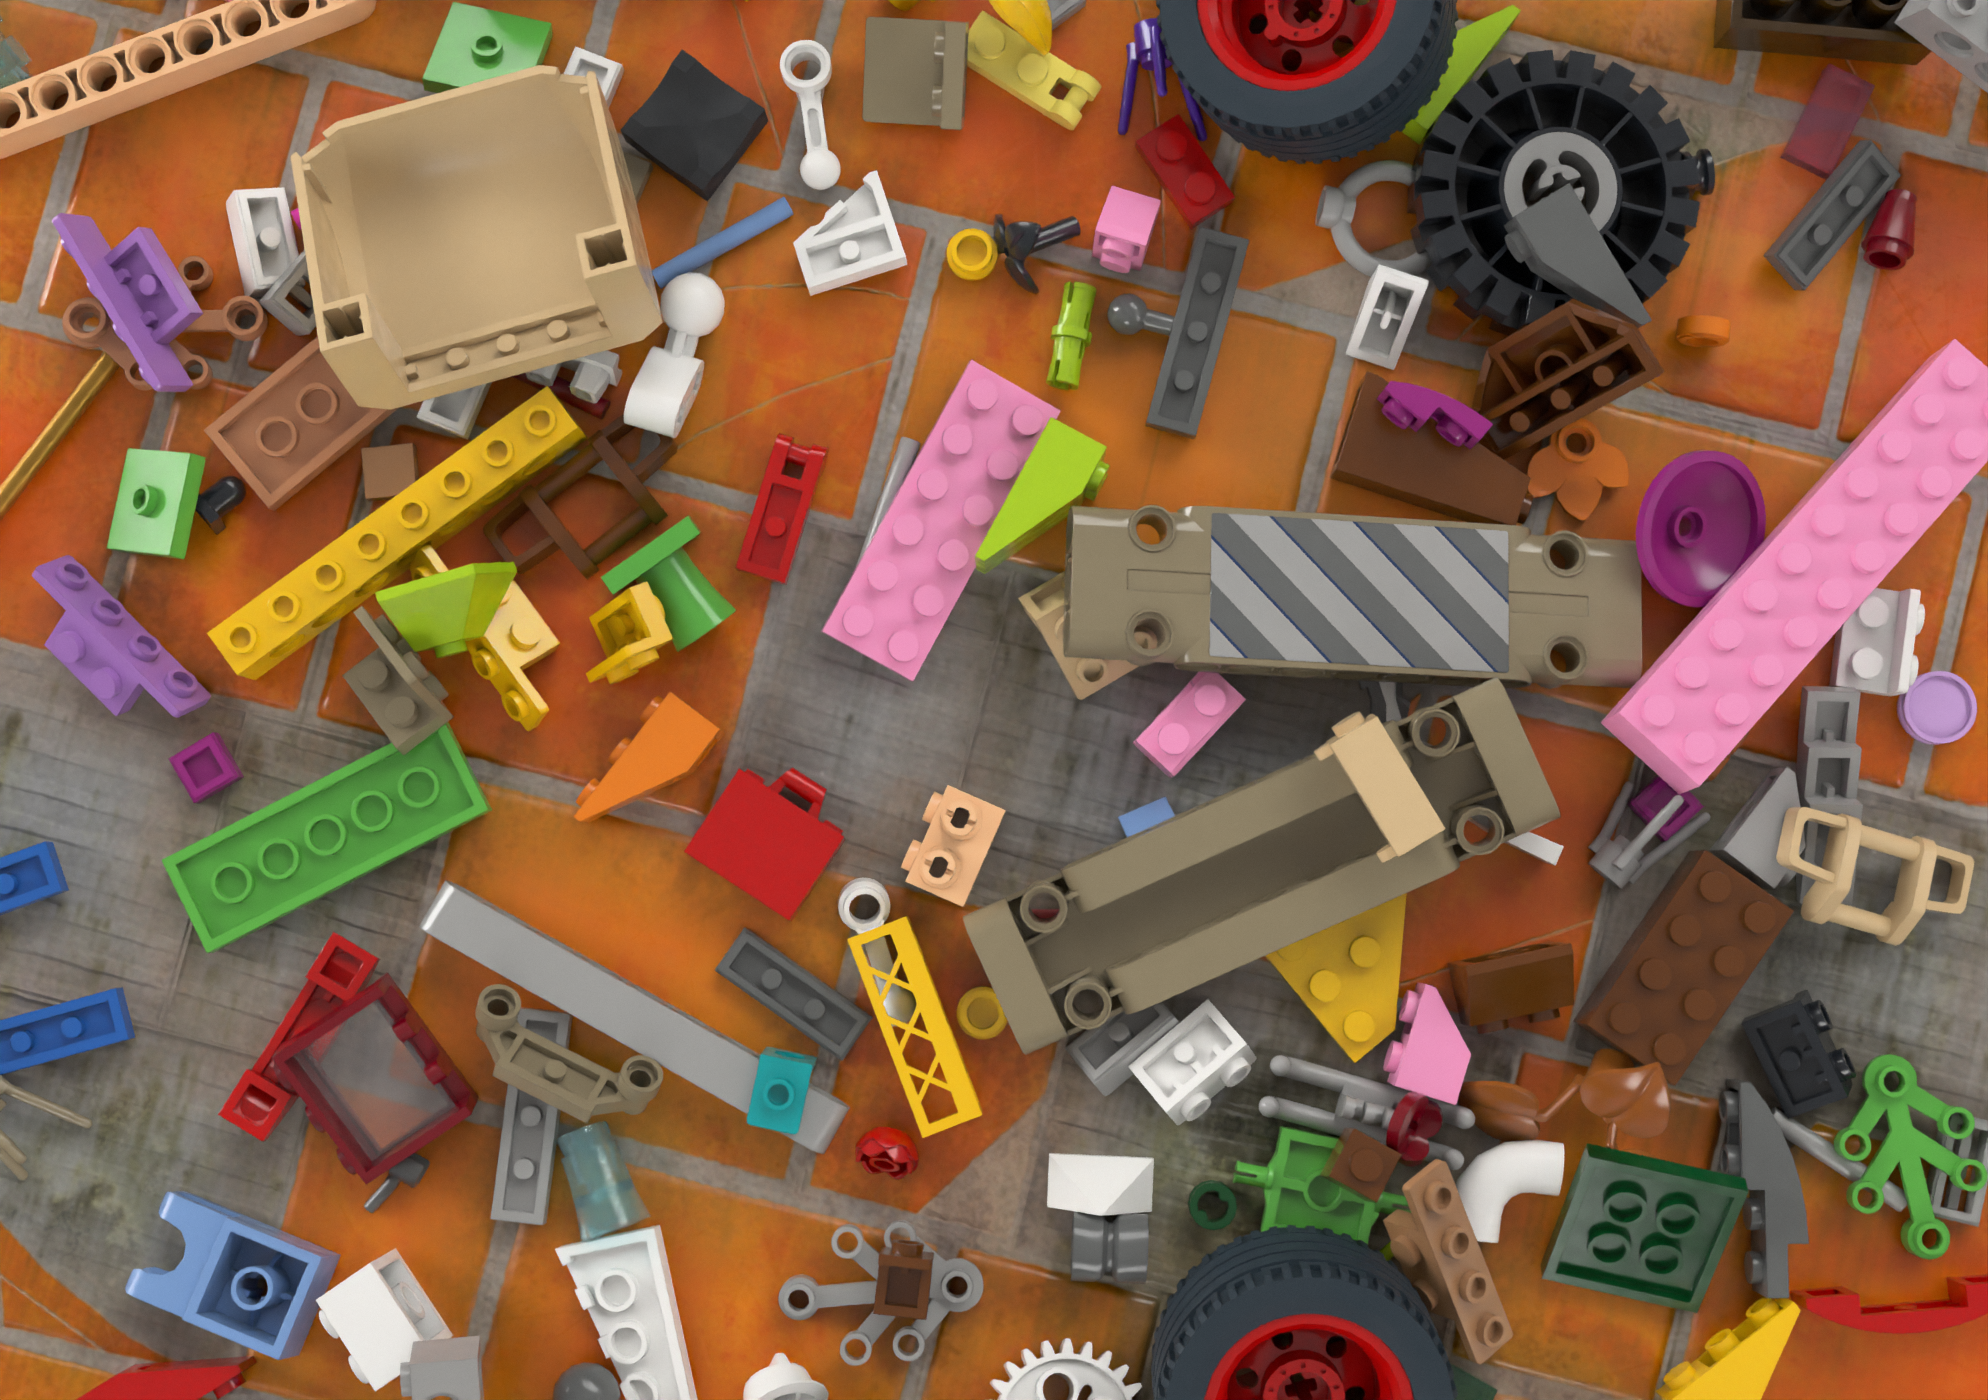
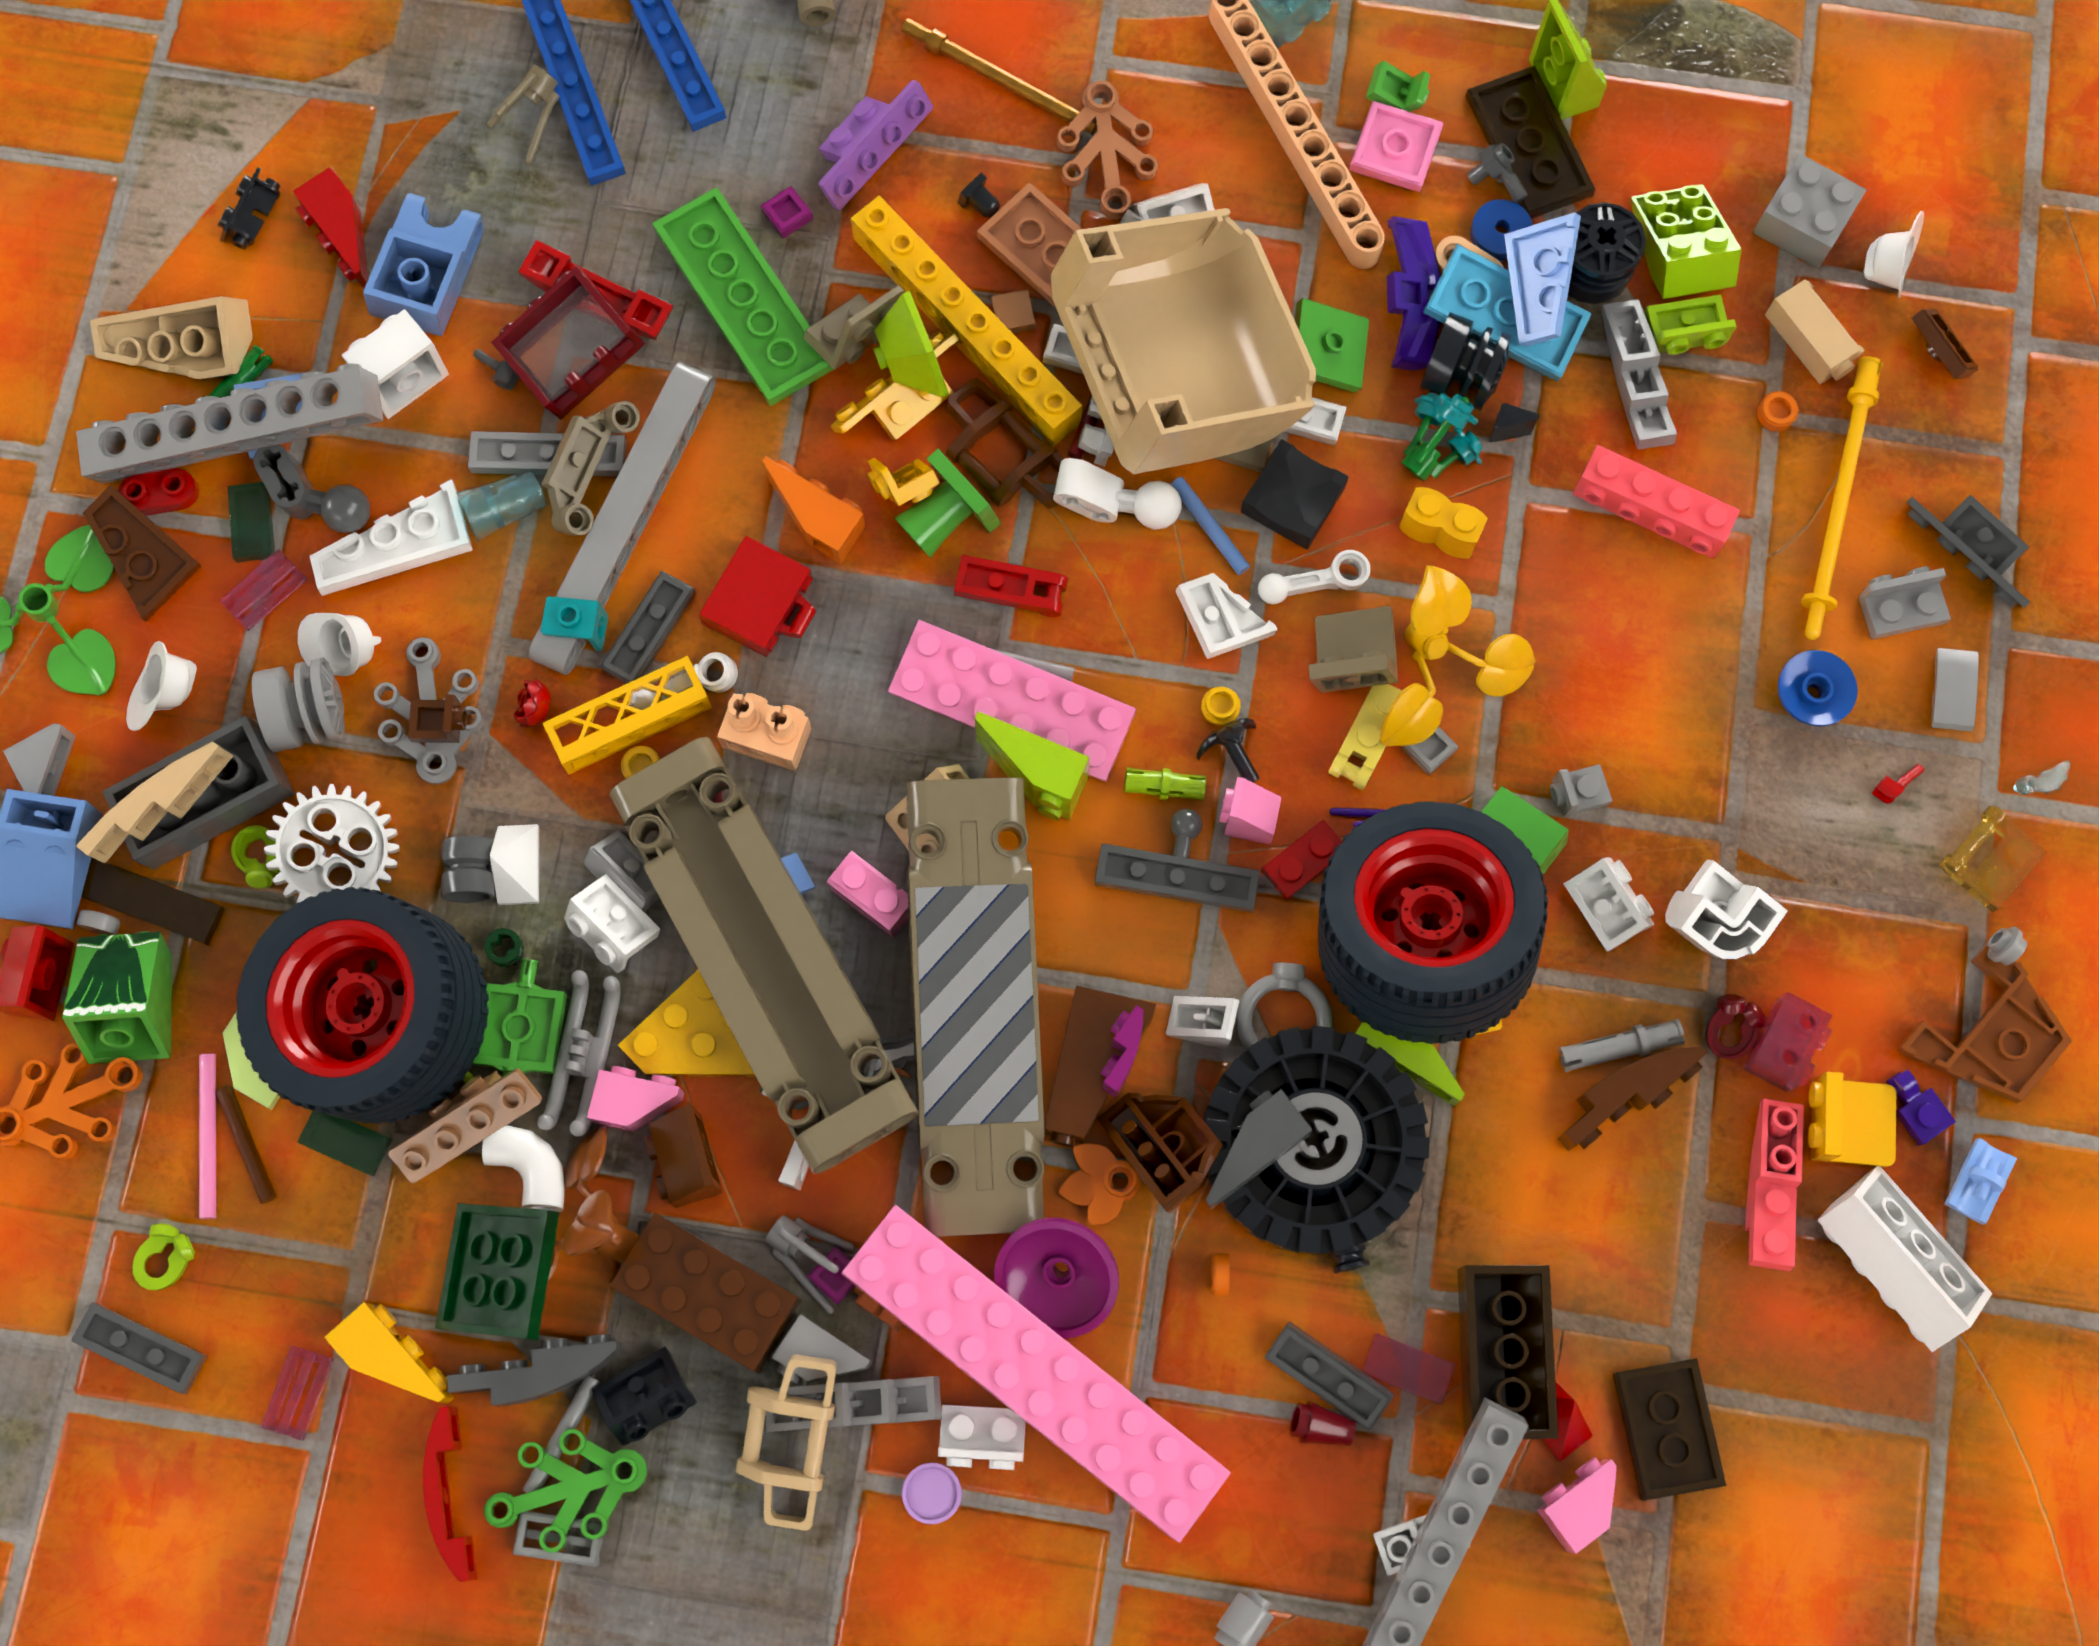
camera: 80 degrees right, 10 degrees down
(138, 293) = (1120, 125): medium lavender bracket -> none
(156, 503) = (972, 155): plate -> none
(1360, 1165) = (536, 1044): reddish brown brick -> none
(1382, 783) = (824, 1022): tan brick -> none
(1410, 1127) = (555, 1088): dark red piece -> none

